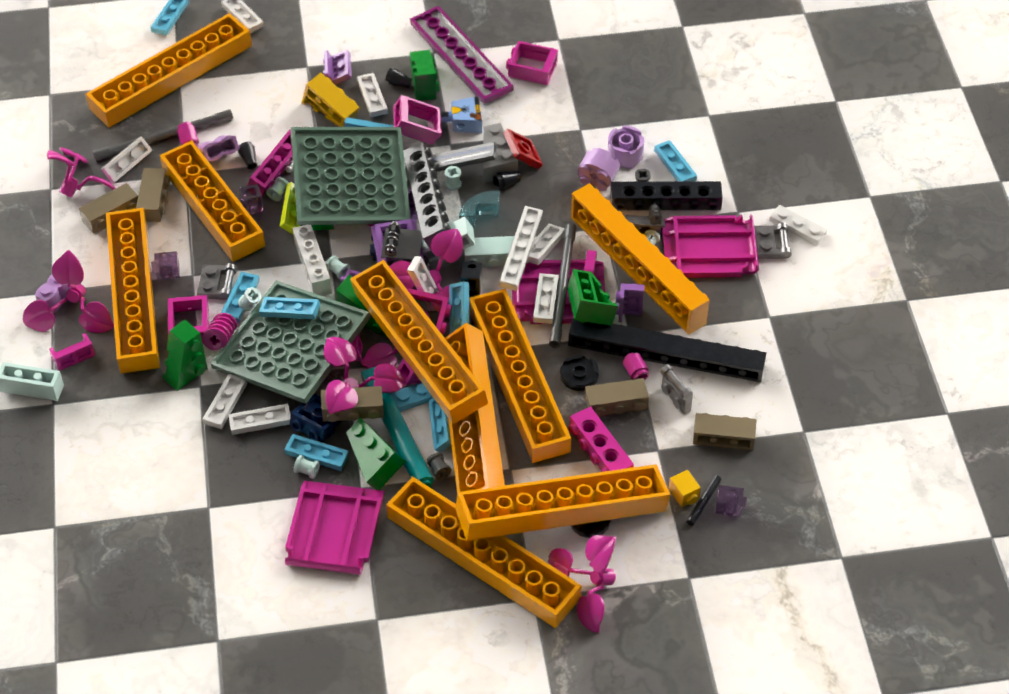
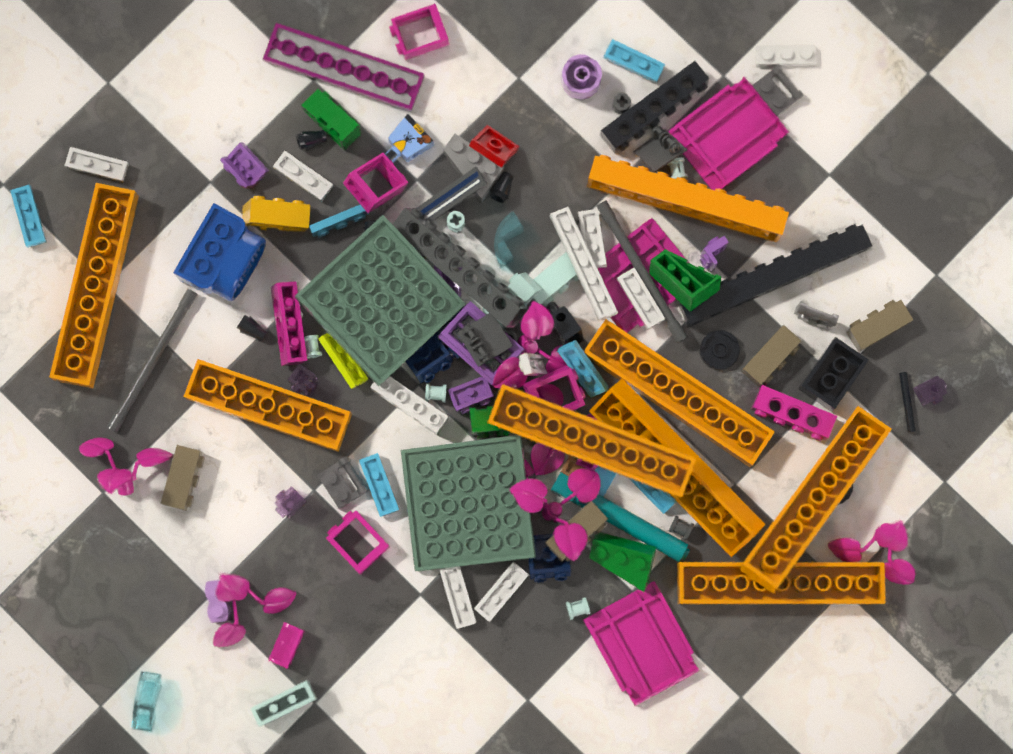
camera: 40 degrees left, 30 degrees up
(126, 159) = (147, 414): white plate -> none
(132, 291) = (283, 549): light orange brick -> none
(153, 193) = (206, 435): dark tan brick -> none
(185, 356) = (395, 589): green wedge -> none
(187, 133) = (179, 348): dark pink brick -> none
(219, 331) = (399, 537): dark pink piece -> none
(220, 146) = (221, 341): lavender brick -> none
(249, 299) = (396, 487): light aqua bush -> none
(268, 93) = (221, 255): none -> blue brick
(289, 308) = (445, 476): medium azure plate -> none
(316, 451) = (574, 588): medium azure plate -> none
(351, 241) = (429, 360): none -> dark blue plate
(590, 261) = (651, 236): dark pink beam -> none
(598, 168) = (578, 122): lavender brick -> none
(636, 366) = (764, 312): dark pink brick -> none
(656, 436) = (833, 374): none -> black brick
(684, 488) = (888, 405): yellow brick -> none

